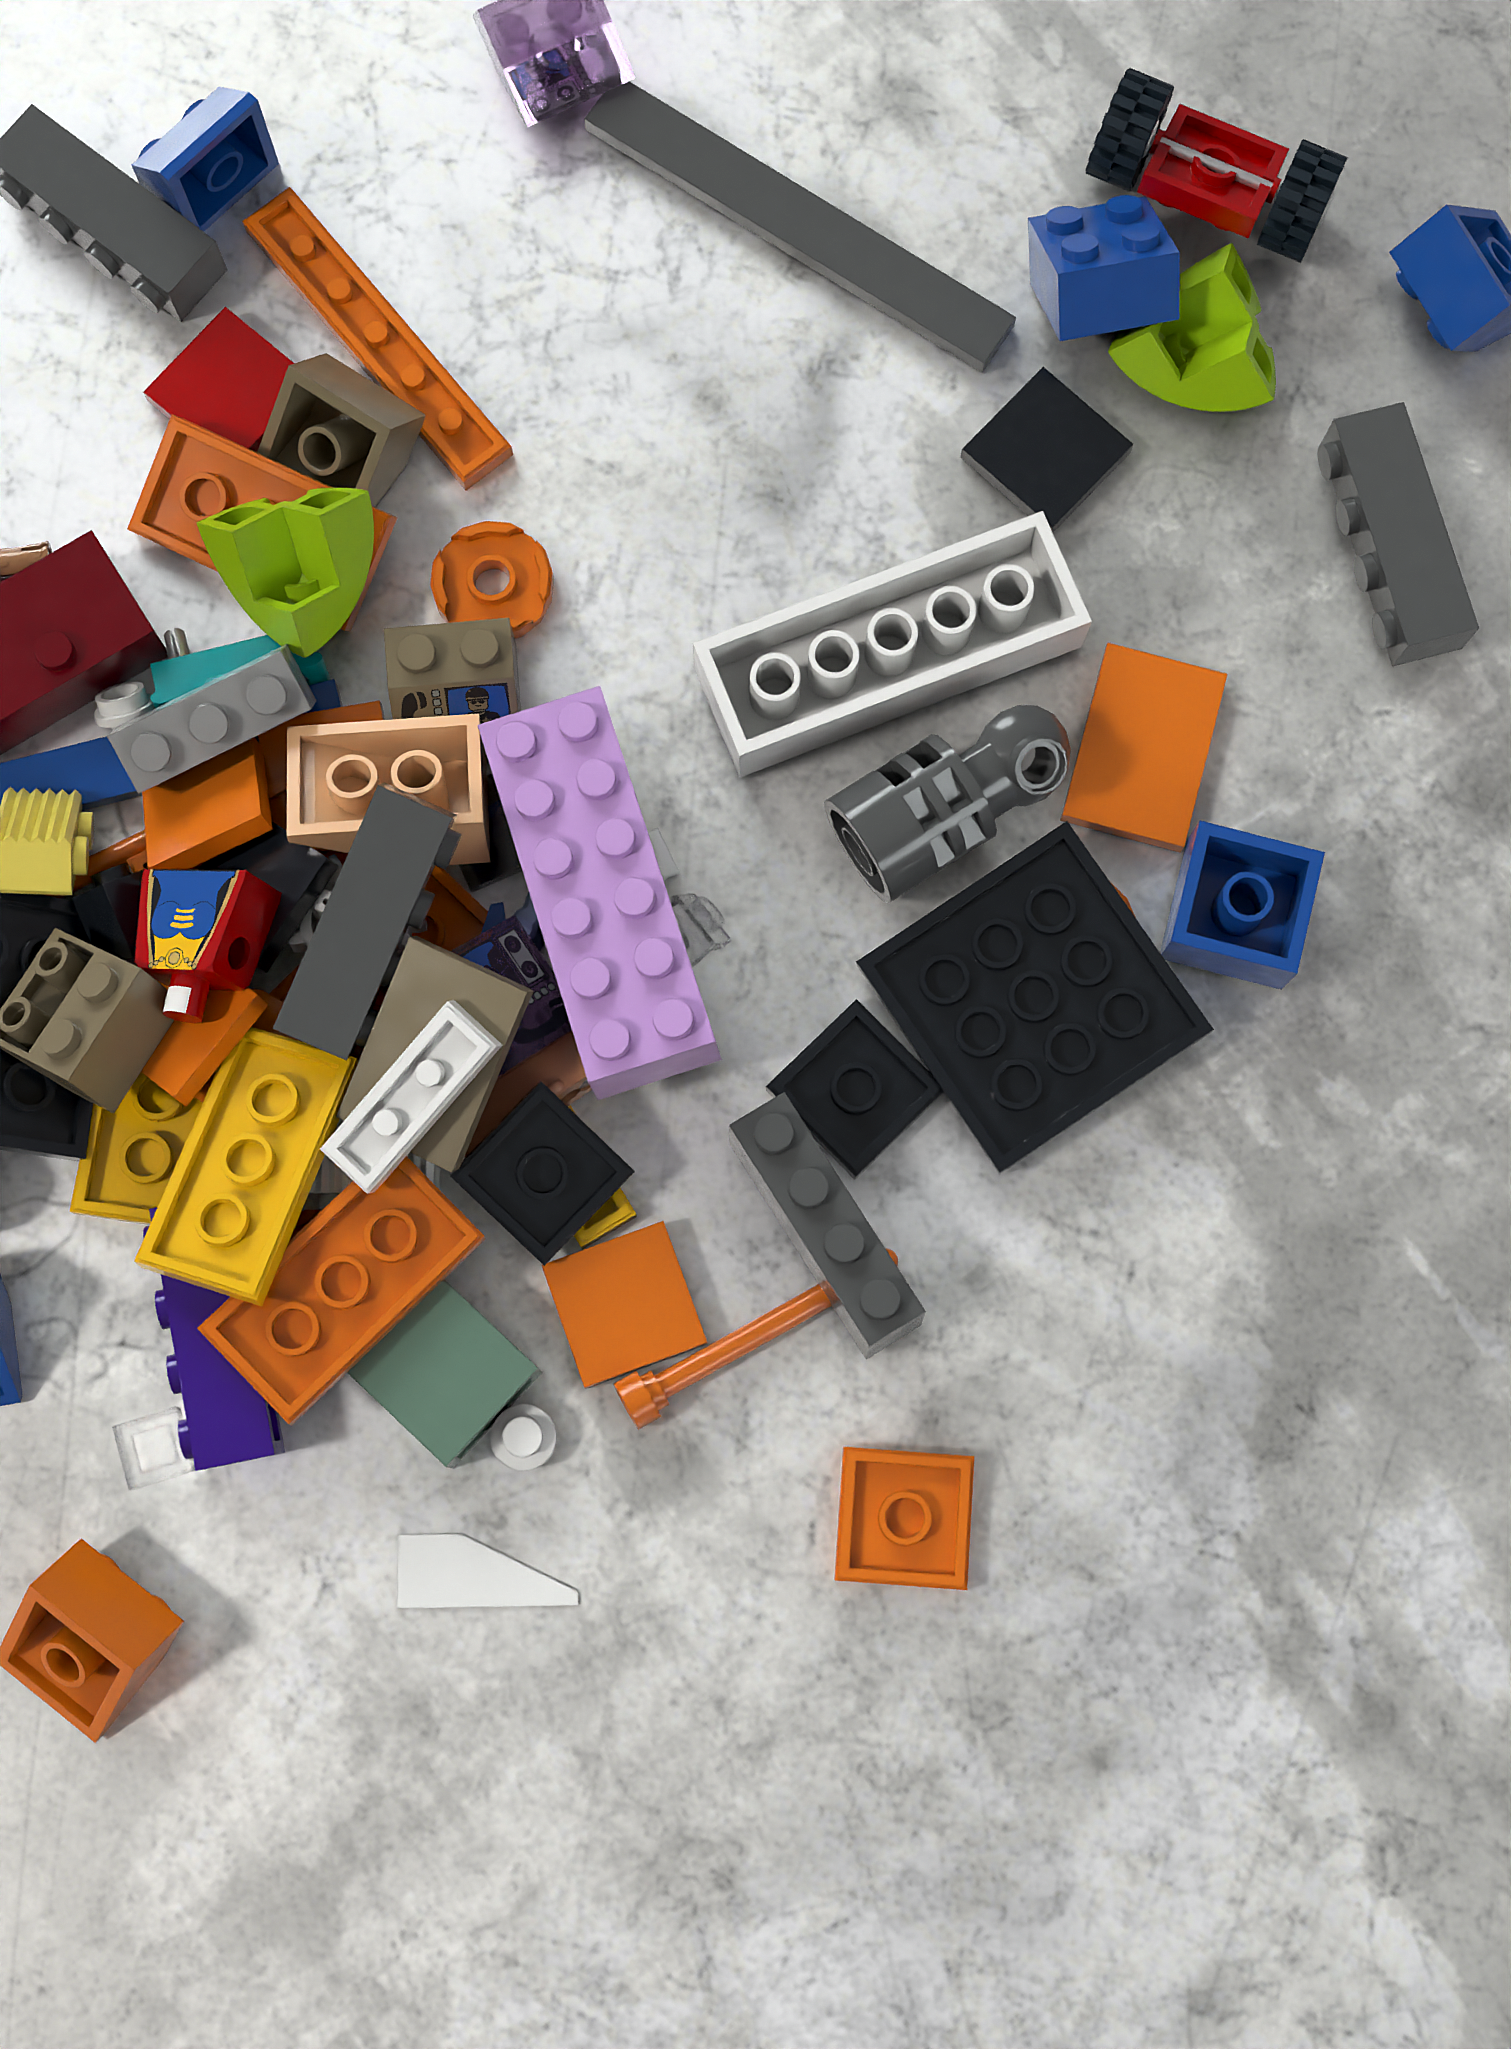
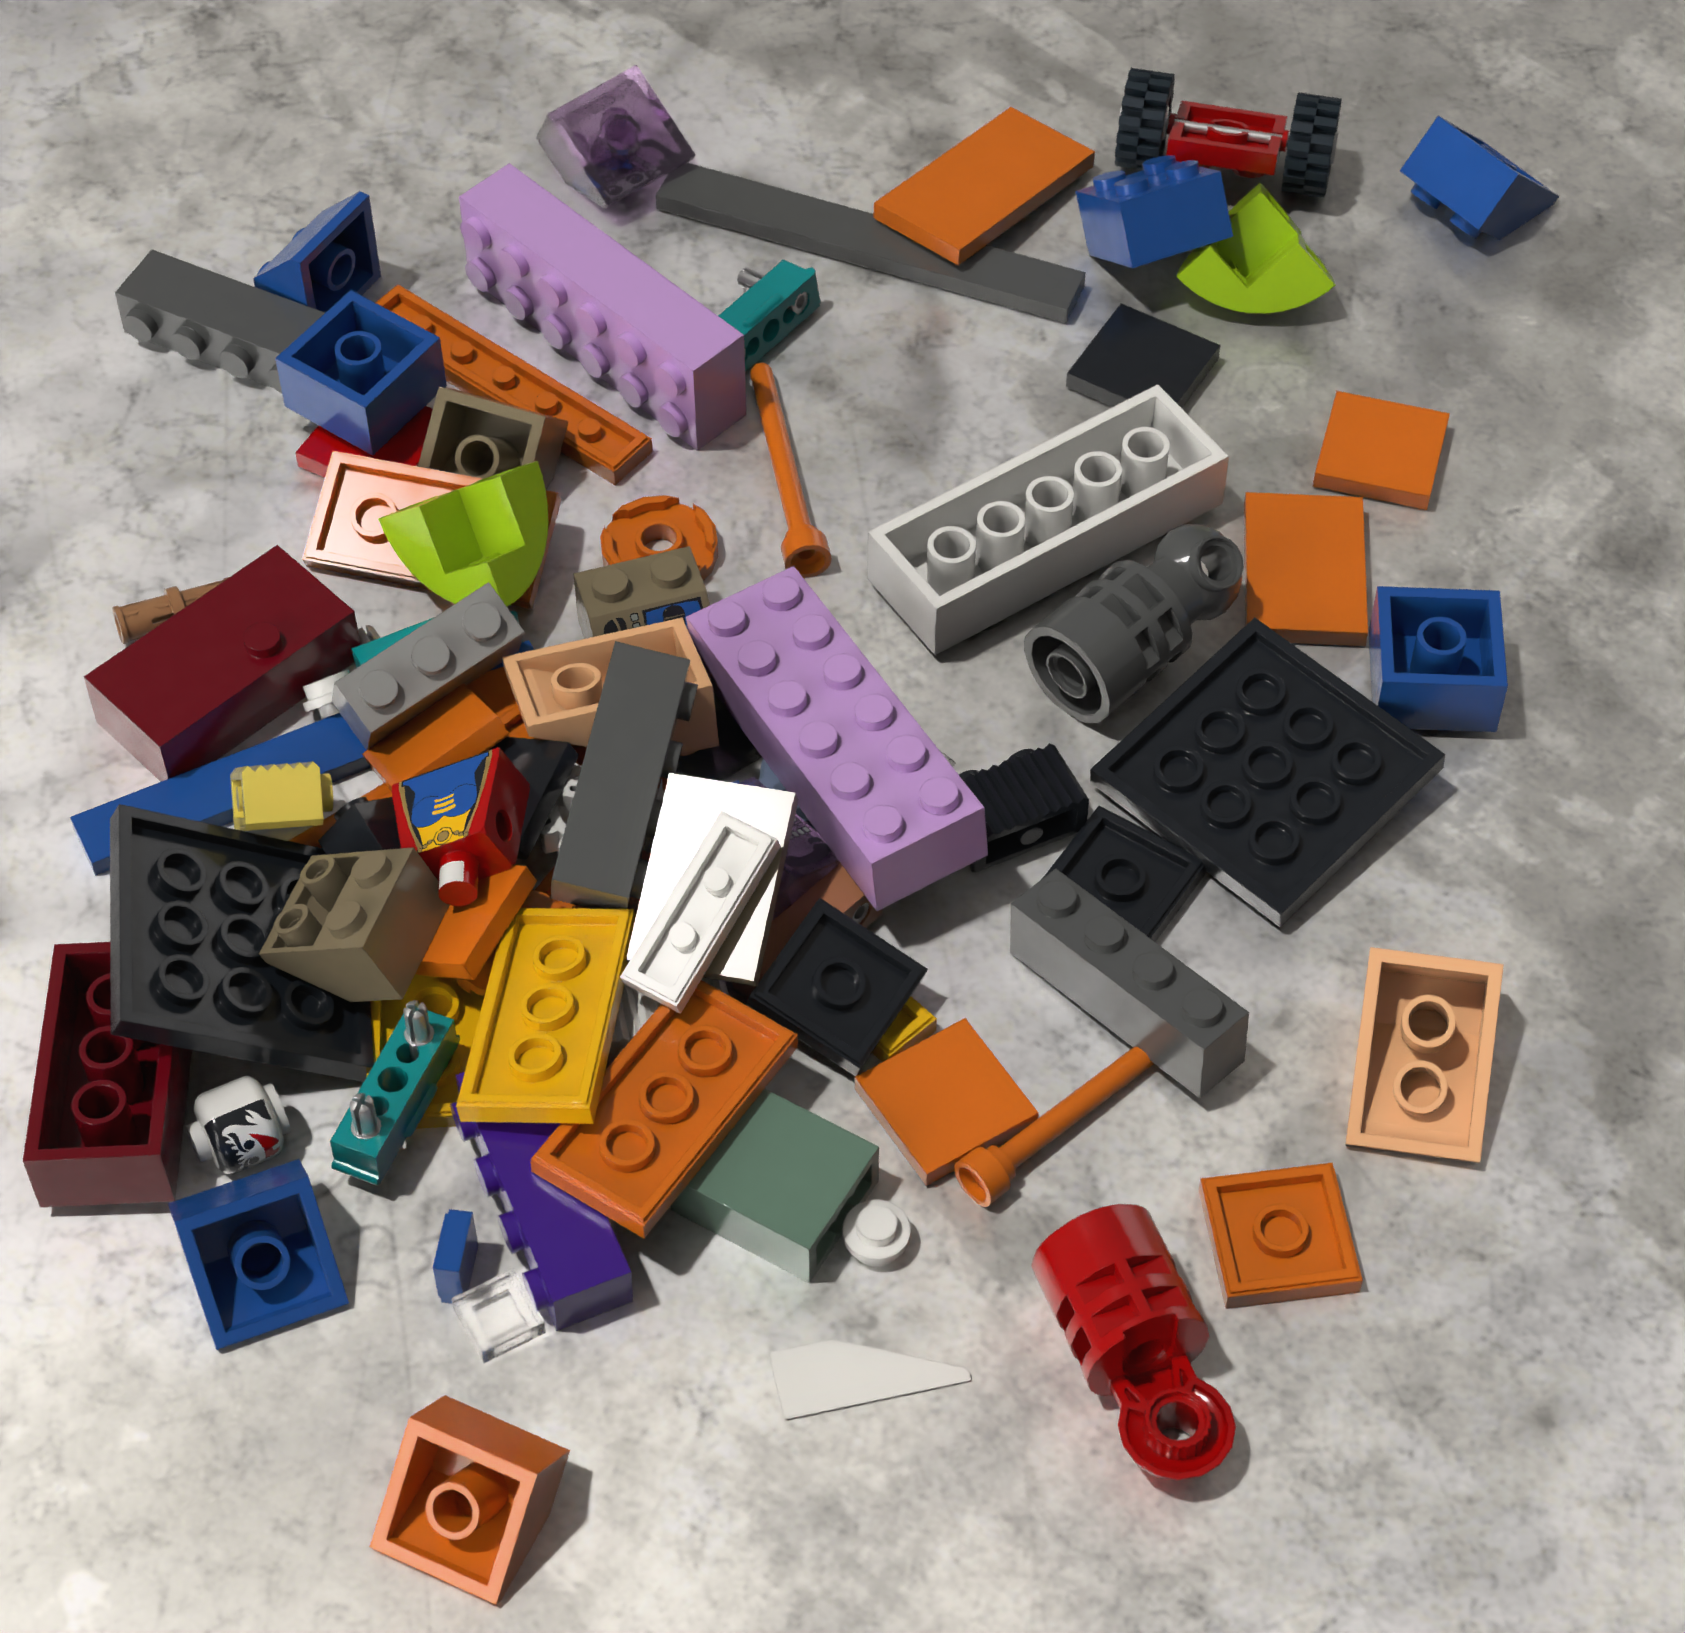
camera: 10 degrees left, 25 degrees down
(52, 1247) = (394, 1094): none -> teal piece
(122, 1386) = (455, 1254): none -> blue tile
(217, 319) = (361, 372): none -> blue brick
(486, 275) = (604, 306): none -> lavender brick
(637, 621) = (803, 543): none -> orange piece
(650, 314) = (771, 306): none -> teal piece
(730, 1621) = (1136, 1337): none -> red cylinder
(769, 986) = (1027, 803): none -> black brick
(937, 176) = (983, 185): none -> orange tile
(1096, 1360) = (1424, 1055): none -> light nougat slope
(1266, 611) = (1381, 450): none -> orange tile
(1397, 535) = (1480, 370): dark grey brick -> none

